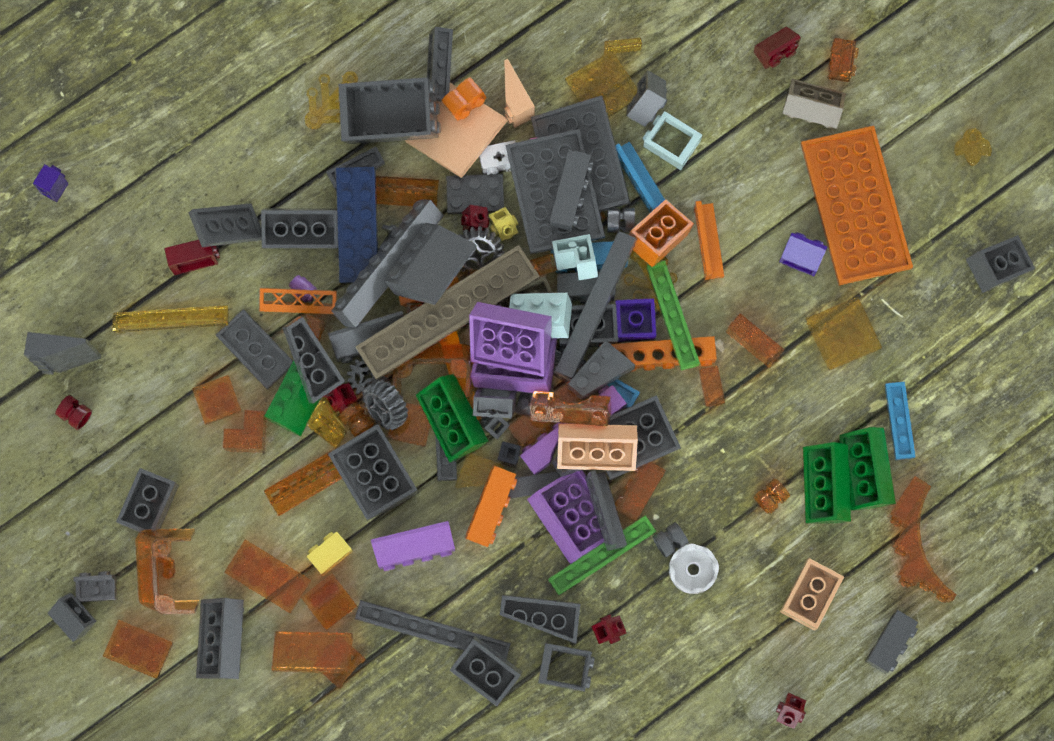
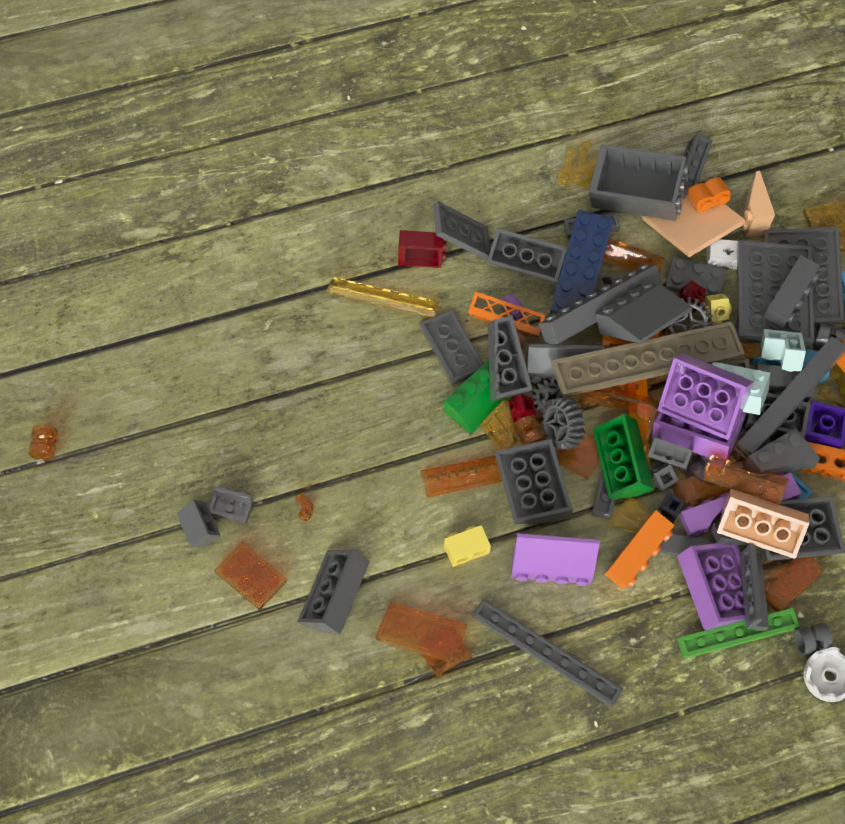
camera: 15 degrees right, 15 degrees down
(51, 182) = (315, 155): dark purple brick -> none
(58, 353) = (275, 285): dark grey slope -> none
(73, 412) = (268, 348): dark red wheel -> none
(147, 502) = (307, 444): dark grey brick -> none
(149, 546) = (286, 503): clear orange windscreen -> none
(216, 399) = (402, 377): clear orange plate -> none
(249, 438) = (421, 418): clear orange brick -> none
(267, 576) = (399, 548): clear orange plate -> none
(329, 601) = (453, 588): clear orange slope -> none
(486, 671) = (592, 704): dark grey brick -> none
(550, 616) = (668, 671): dark grey wedge -> none
(589, 662) = (683, 715): dark grey window -> none
(609, 629) = (730, 706): dark red brick -> none

